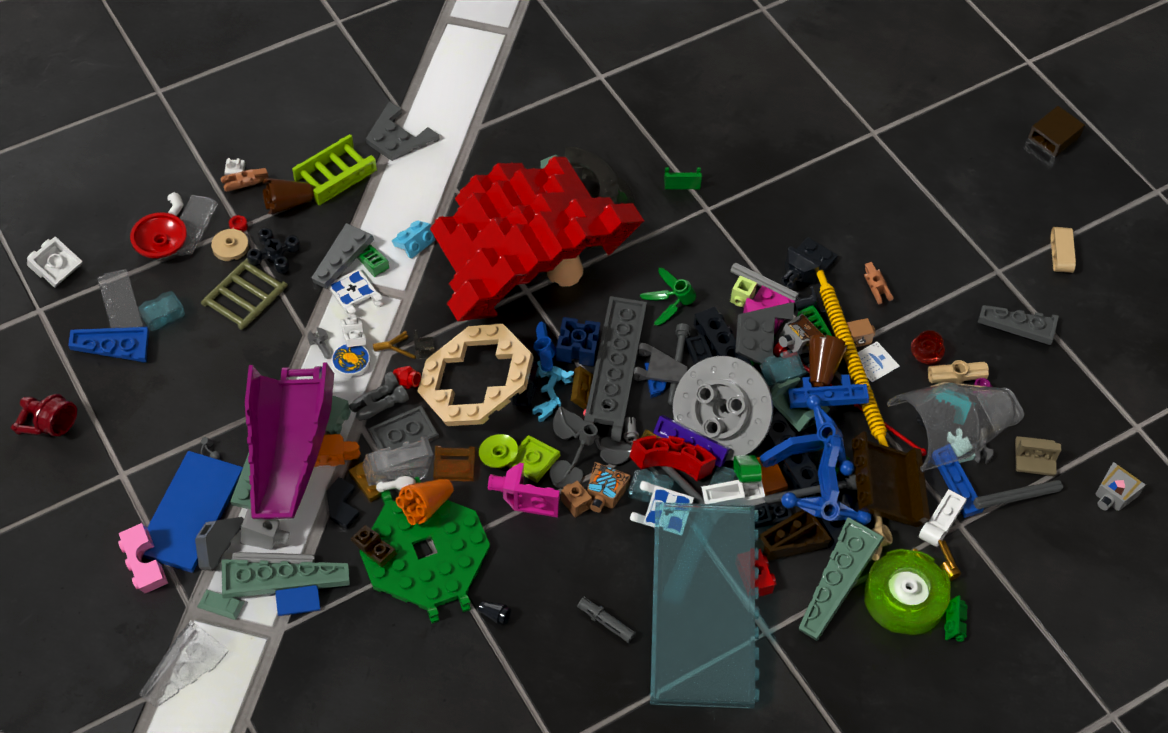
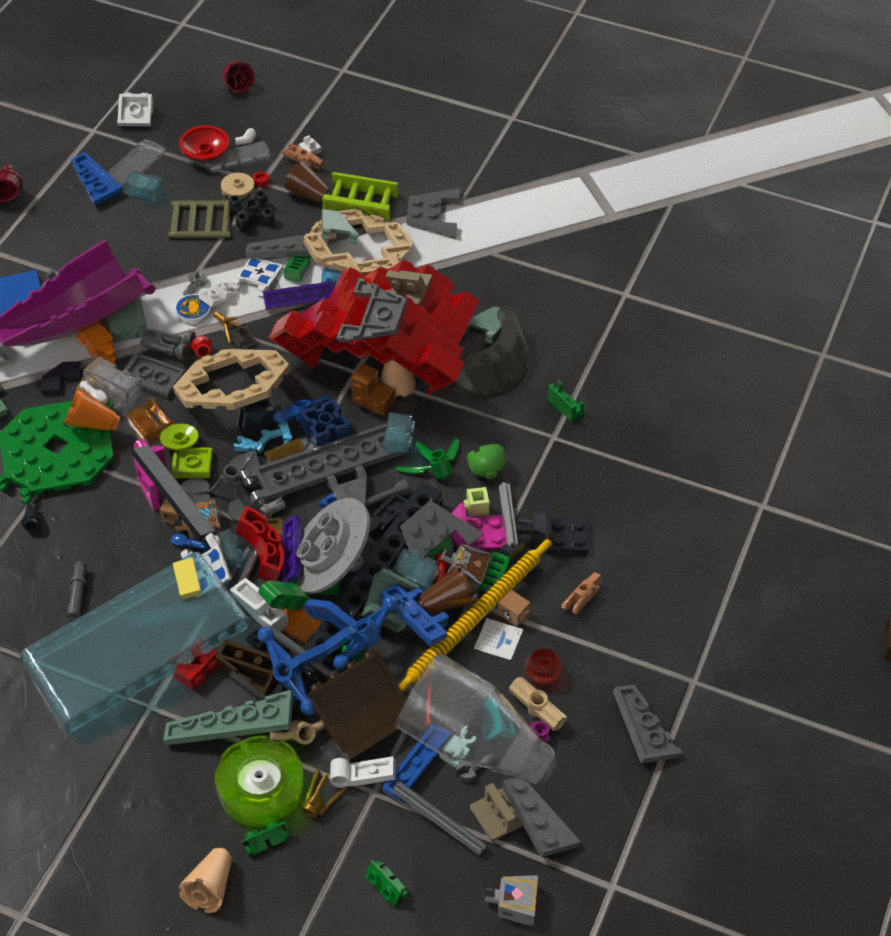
camera: 55 degrees right, 5 degrees down
(94, 163) = (238, 76): none -> dark red cylinder
(364, 202) = (335, 222): none -> sand green flag
(372, 545) = (29, 411): dark brown slope -> none
(409, 277) = (297, 295): none -> dark purple plate
(411, 222) = (391, 255): none -> tan plate
(521, 186) = (409, 284): none -> dark tan bracket
(560, 217) = (381, 316): none -> dark grey wing
(568, 291) = (370, 393): none -> dark orange brick
(576, 484) = (172, 491): none -> tile
(610, 514) = (182, 540): none -> blue piece
(632, 298) = (398, 432): none -> clear light blue brick
(682, 524) = (187, 578): none -> light yellow tile
(707, 261) = (487, 461): none -> bright green cylinder
(977, 678) = (207, 881): none -> light nougat cone
(1050, 564) = (380, 877): none -> green hinge
(1063, 249) = (766, 717): tan beam -> none
(1070, 434) = (542, 824): none -> dark grey wing

